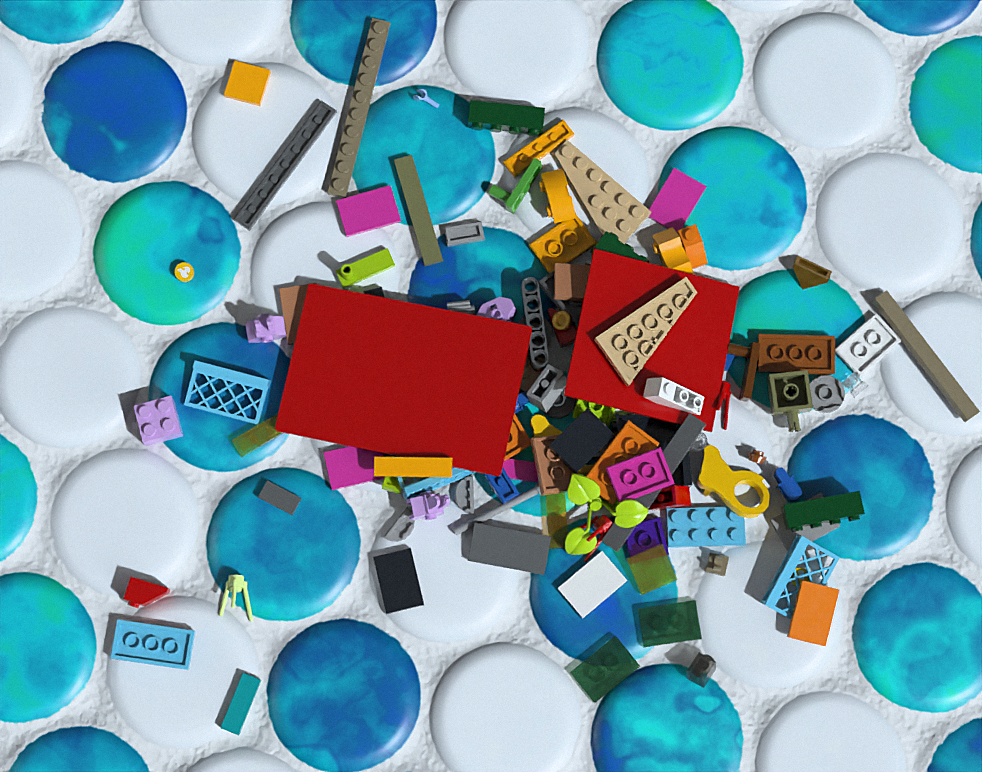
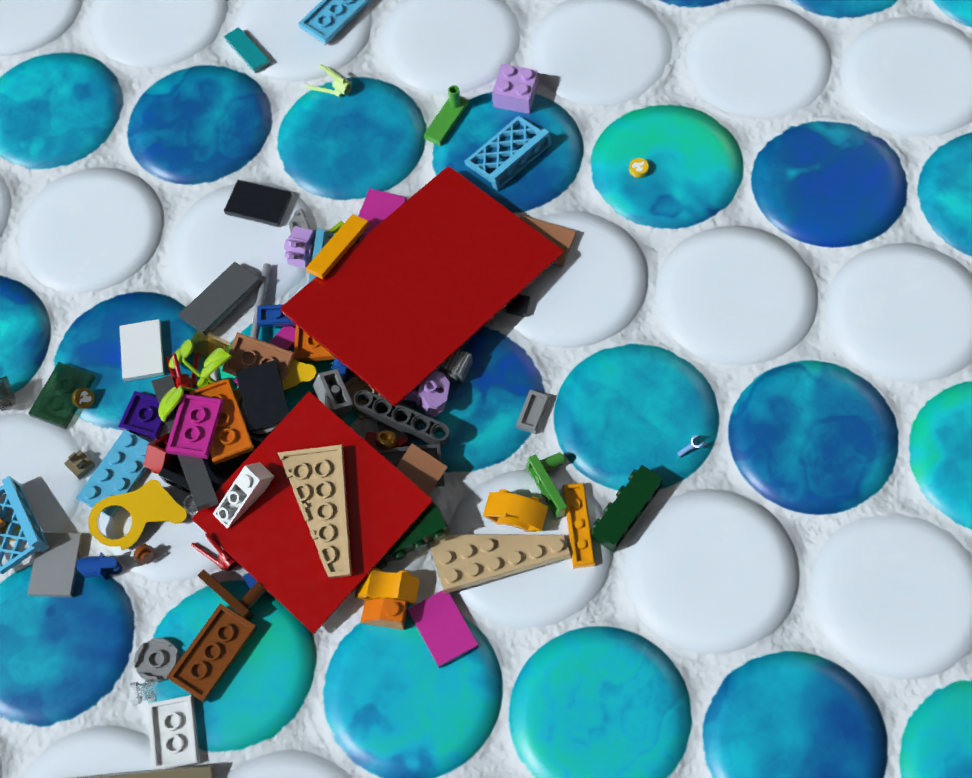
camera: 130 degrees right, 15 degrees down
(143, 592) = (381, 21): red slope -> none
(221, 467) = (446, 117): none -> bright green piece
(247, 83) = (796, 299): light orange tile -> none
(257, 436) = (454, 153): clear yellow tile -> none
(265, 328) = (543, 199): lavender hinge -> none
(279, 498) = (390, 149): dark grey tile -> none
(285, 165) = (695, 294): dark grey tile -> none
(359, 108) = (719, 384): dark tan plate -> none
(365, 268) = (552, 309): lime piece -> none
(368, 211) = (606, 340): dark pink tile -> none
(418, 210) = (581, 382): olive tile -> none
(465, 495) = (287, 287): light grey tile -> none
(562, 243) = (466, 494): light orange tile -> none
(605, 669) = (66, 323): clear green tile -> none
(651, 569) = (116, 404): clear yellow tile -> none
(663, 600) = (83, 398): none -> pearl gold tile
(782, 403) = (173, 605): olive brick -> none
(809, 273) = (282, 720): pearl gold slope -> none
(822, 510) = (48, 581): dark green brick -> none

